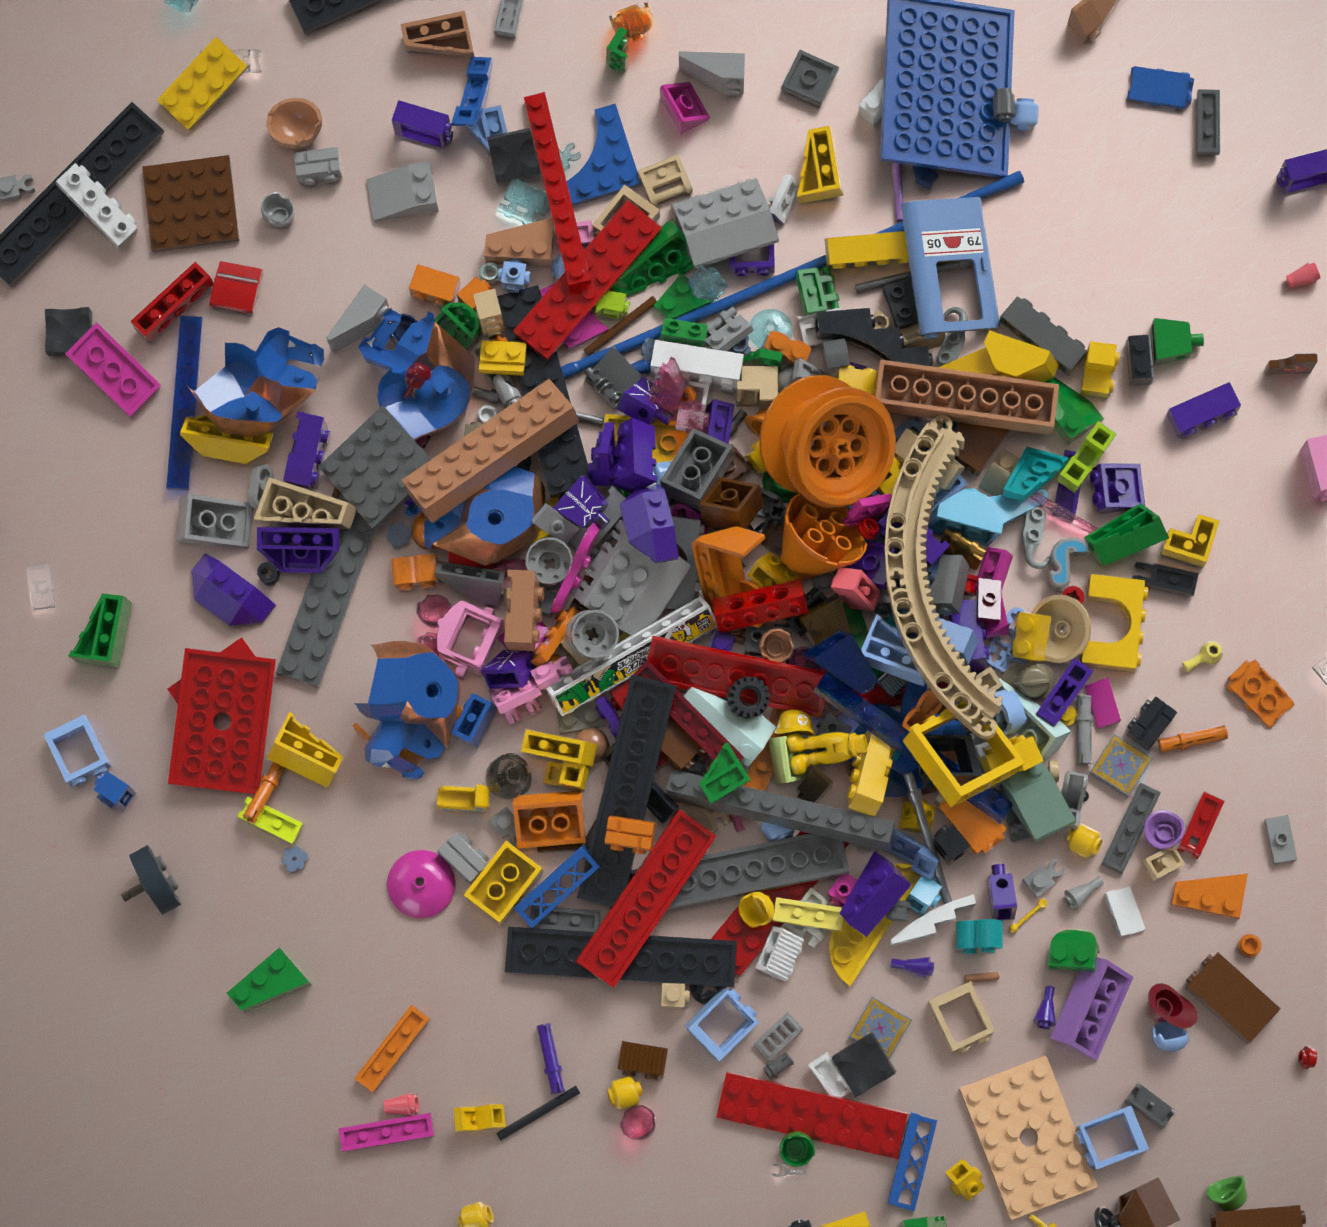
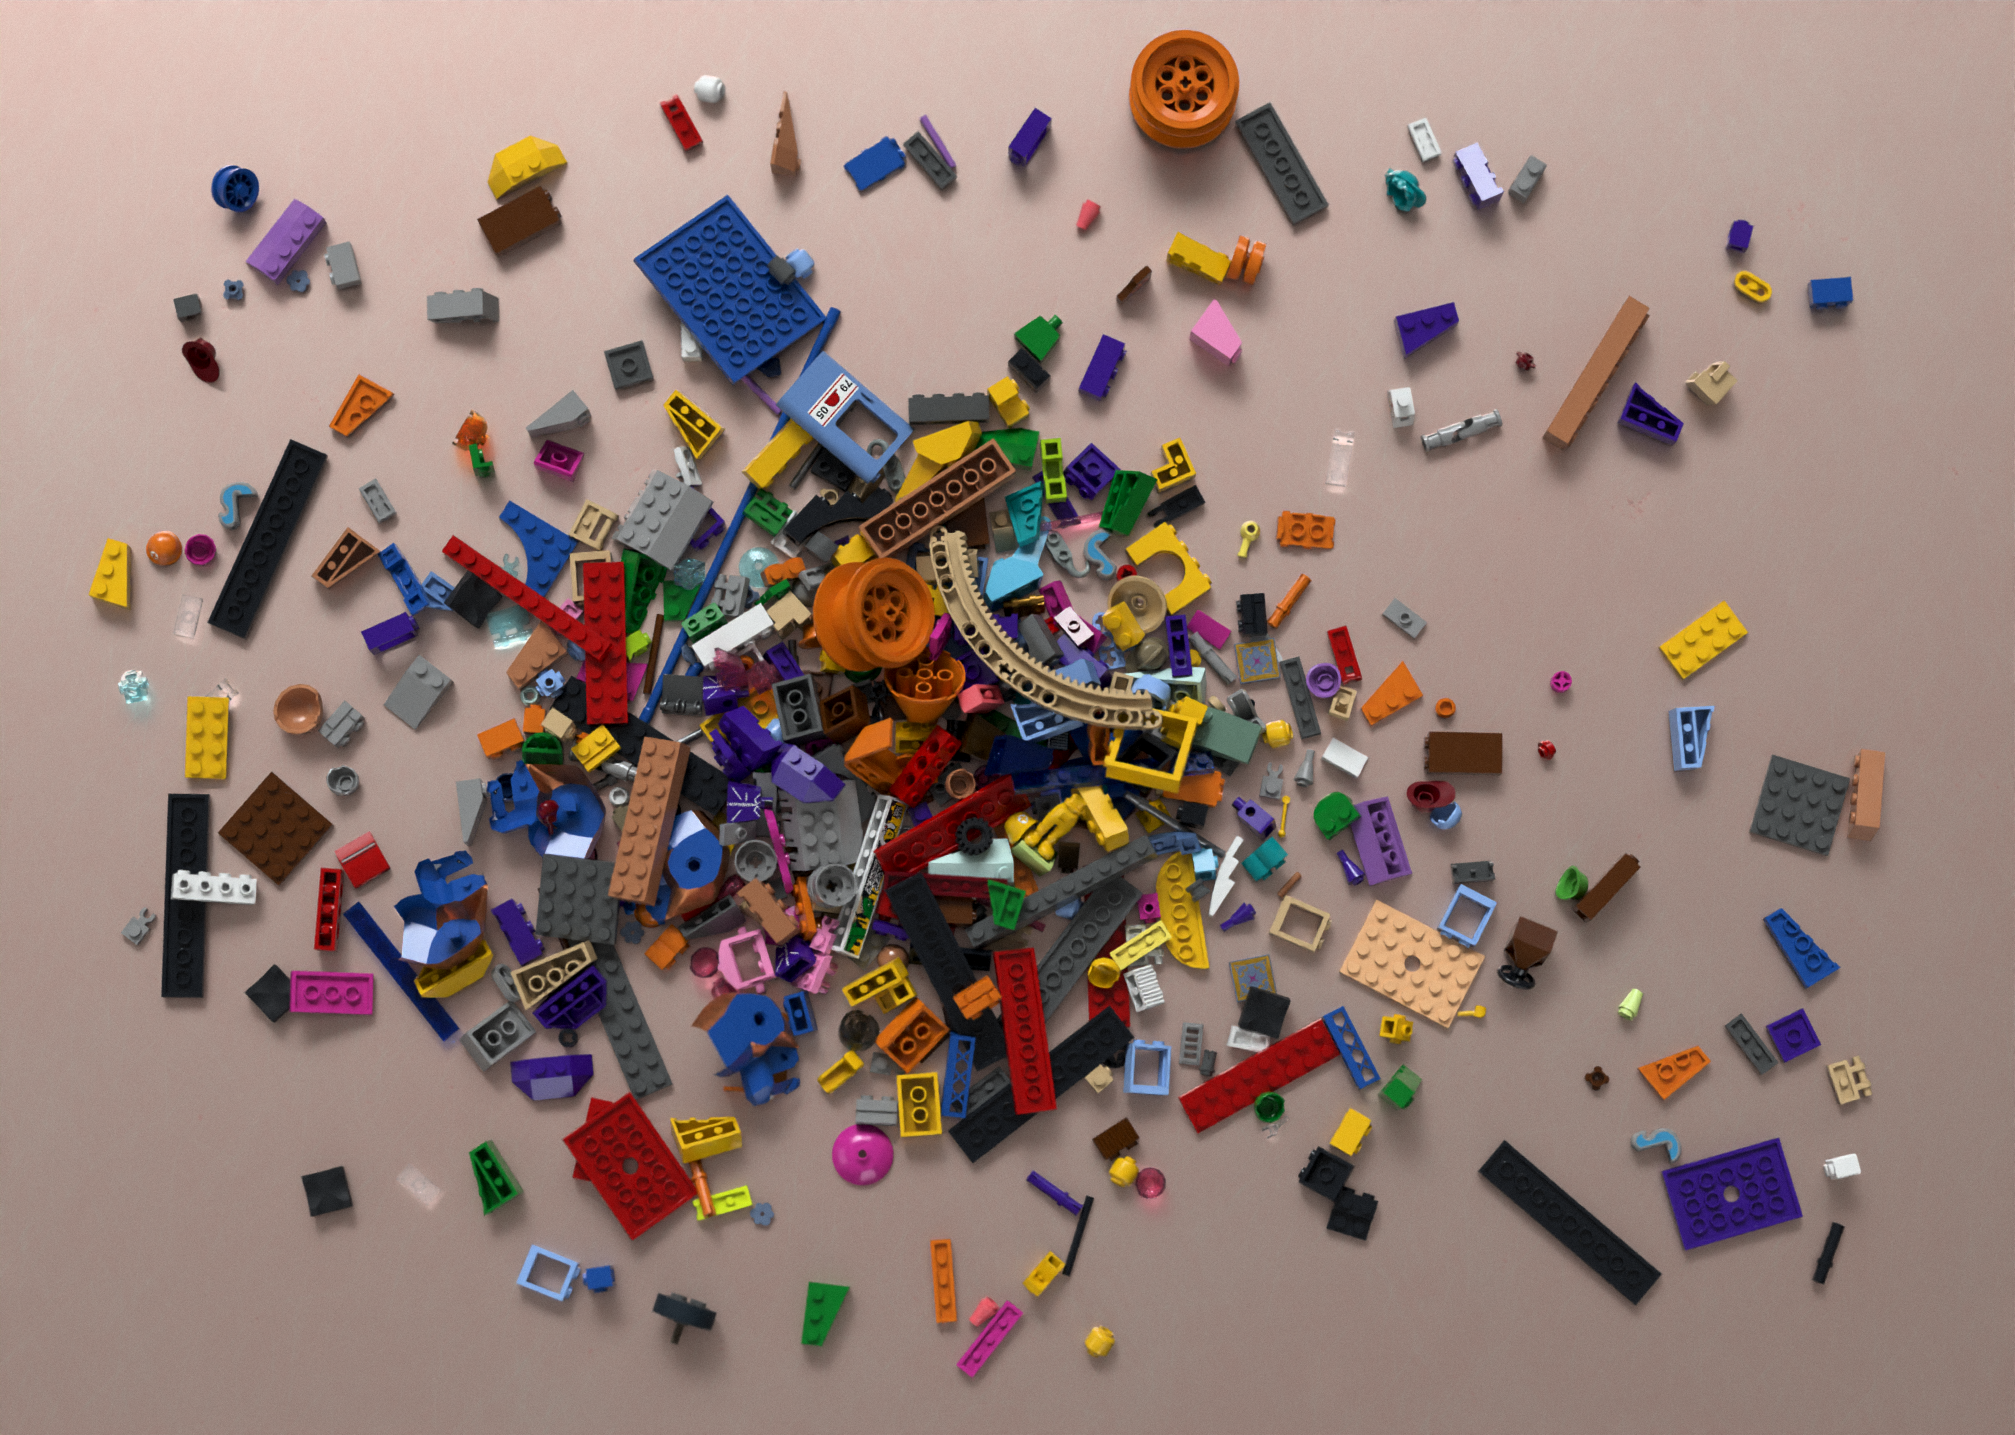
camera: 50 degrees left, 5 degrees up
(868, 528) = (951, 649): red plate -> none
(874, 894) = (1172, 893): dark purple wedge -> none
(1228, 114) = (938, 142): none -> medium lavender bar

